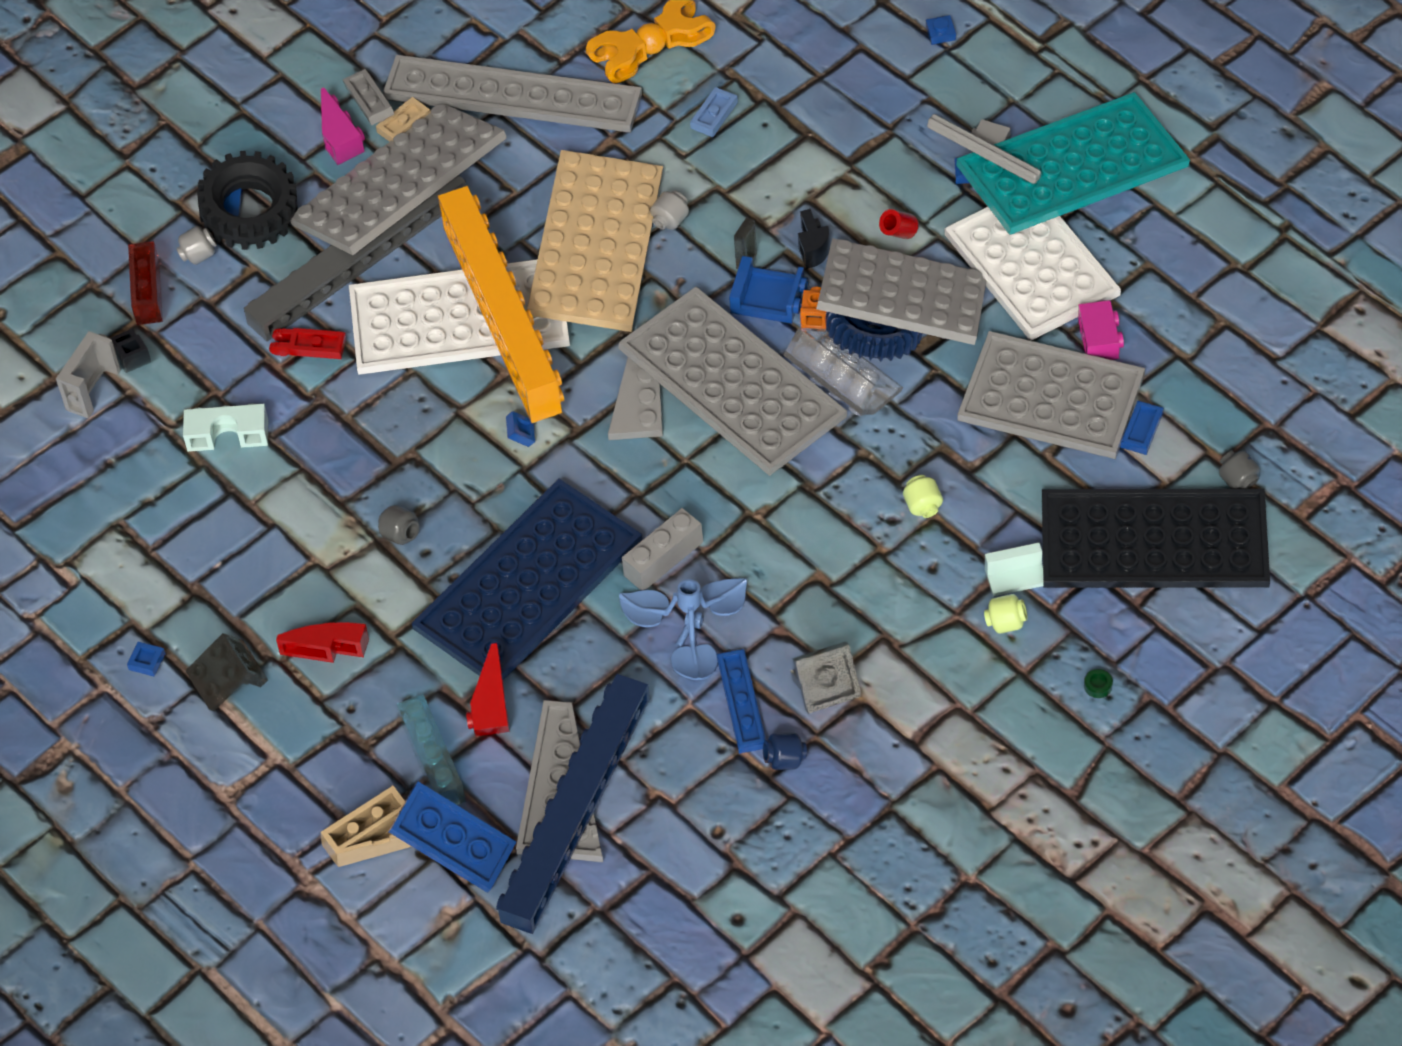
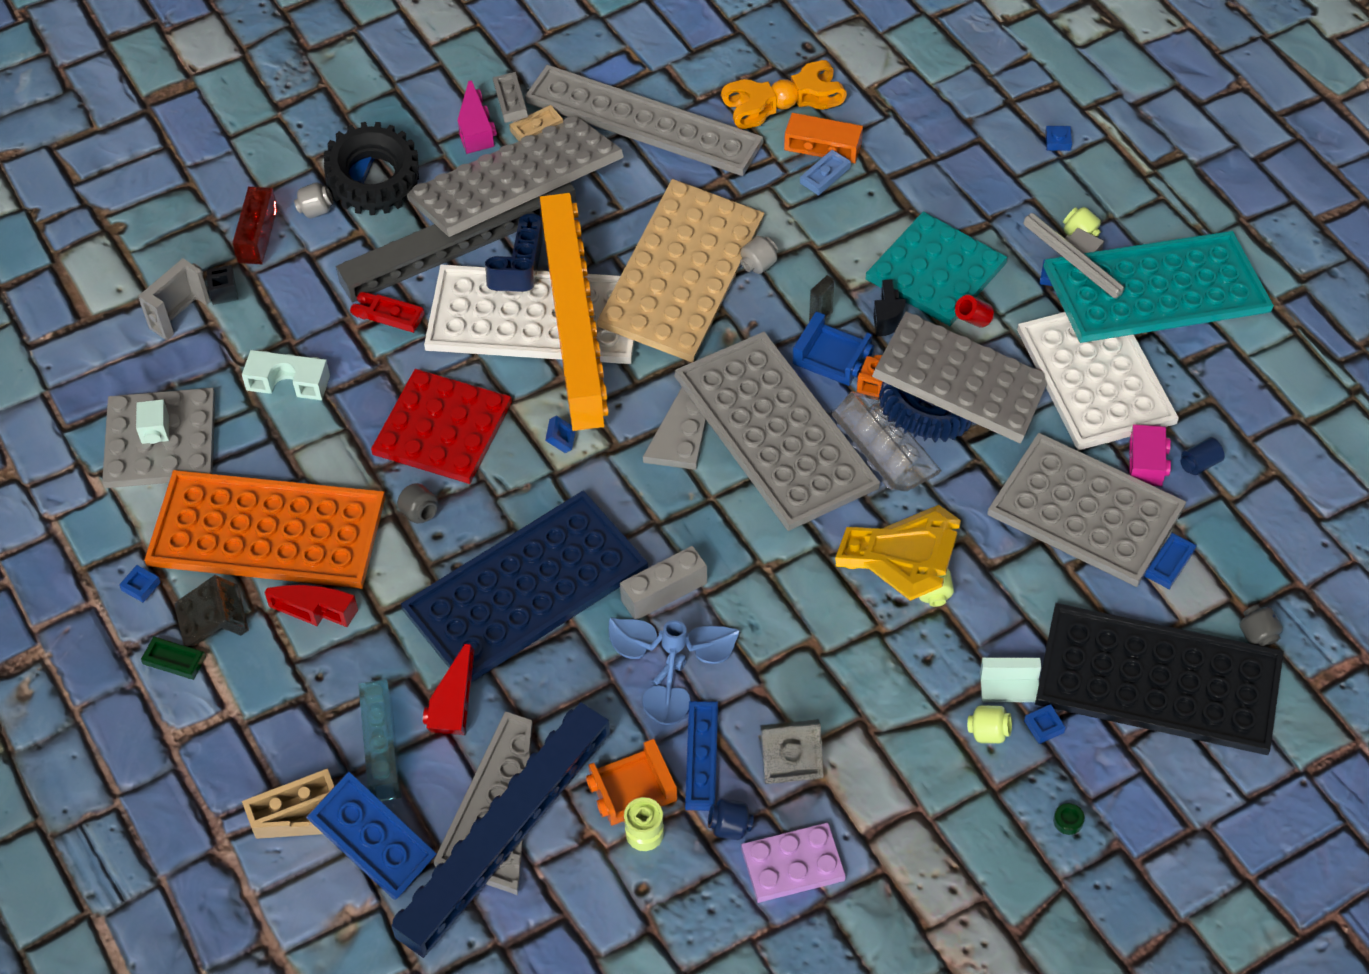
camera: 10 degrees right, 0 degrees up
(108, 500) = (152, 421): none -> light aqua brick
(115, 515) = (189, 444): none -> light grey plate
(202, 721) = (173, 658): none -> dark green tile
(254, 581) = (266, 529): none -> orange plate
(398, 445) = (442, 426): none -> red plate
(433, 275) = (520, 270): none -> dark blue beam
(684, 740) = (629, 779): none -> orange panel
(701, 75) = (820, 135): none -> orange brick
(705, 772) = (644, 824): none -> yellowish green wheel
(849, 187) = (936, 267): none -> teal plate
(852, 777) = (792, 862): none -> lavender plate
(887, 472) = (904, 553): none -> yellow plate
(985, 110) = (1082, 219): none -> yellowish green head
(1057, 603) = (1044, 724): none -> blue plate
(1151, 321) = (1202, 456): none -> dark blue brick

